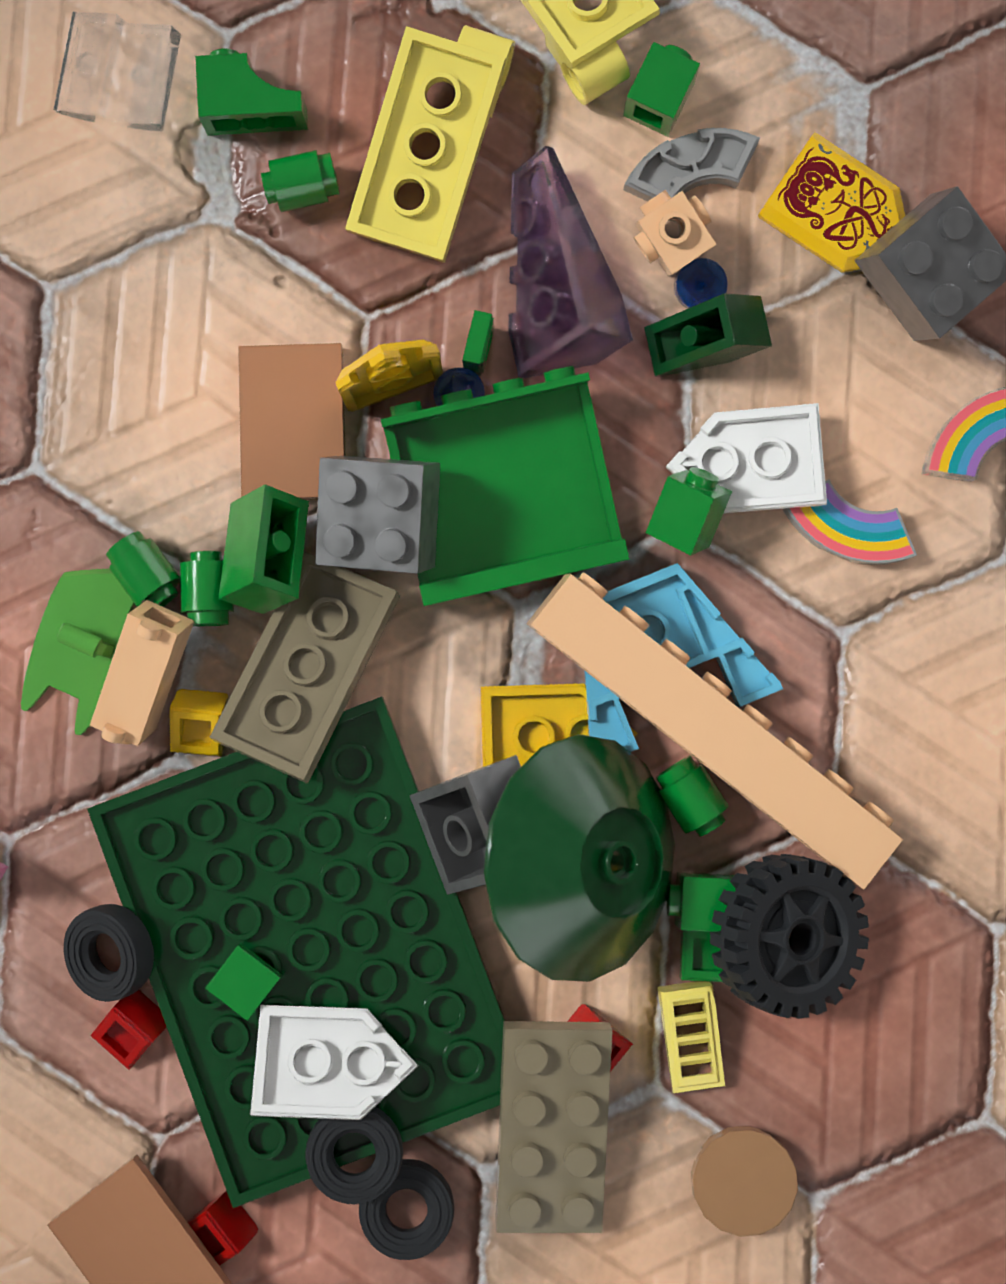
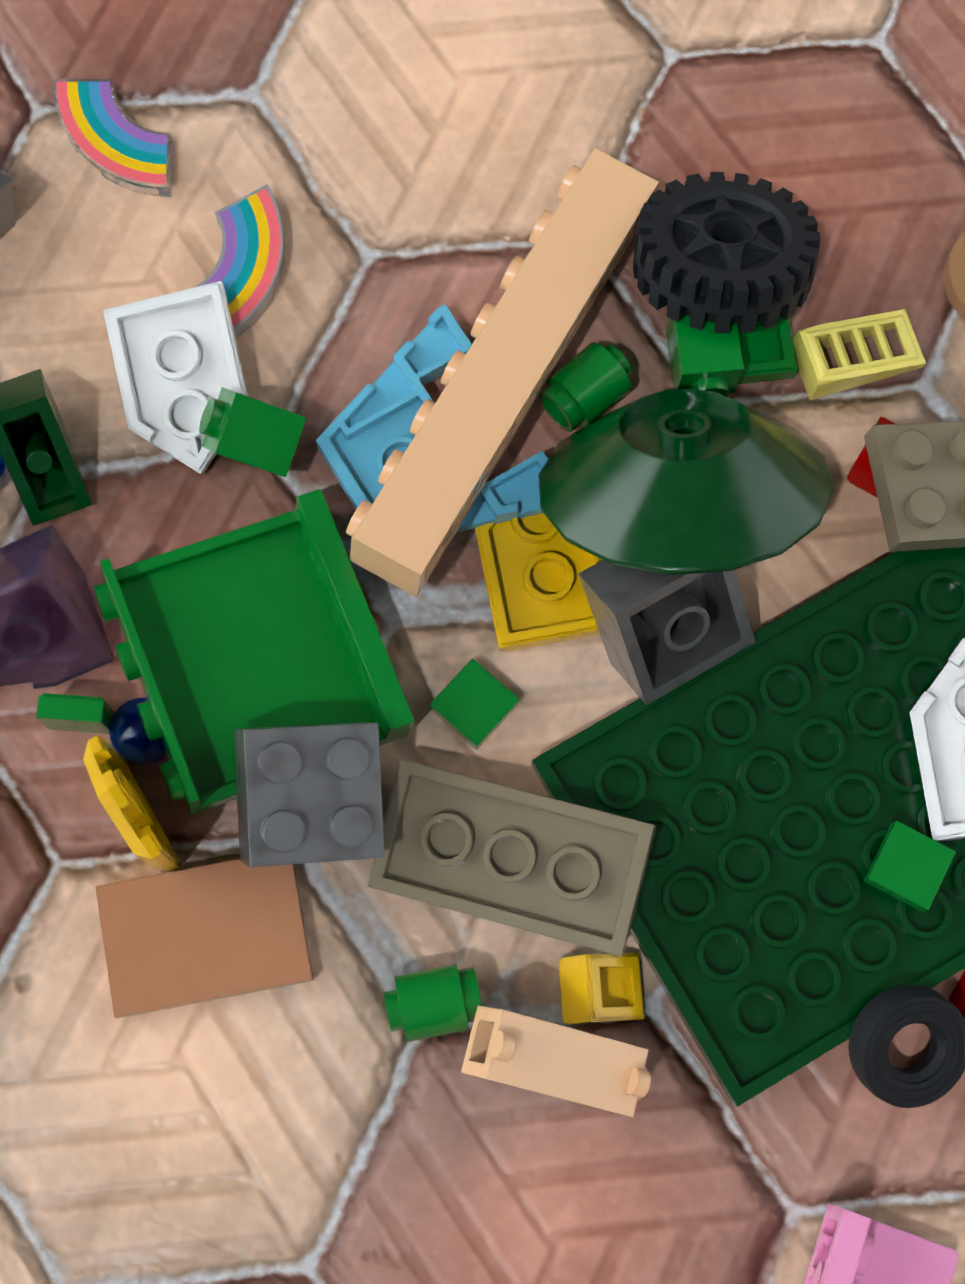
camera: 105 degrees left, 10 degrees down
(77, 640) = (524, 1158): bright green shield -> none
(143, 570) = (423, 1089): green brick -> none
(264, 550) = (374, 929): green brick -> none
(439, 659) = (474, 703): none -> green tile

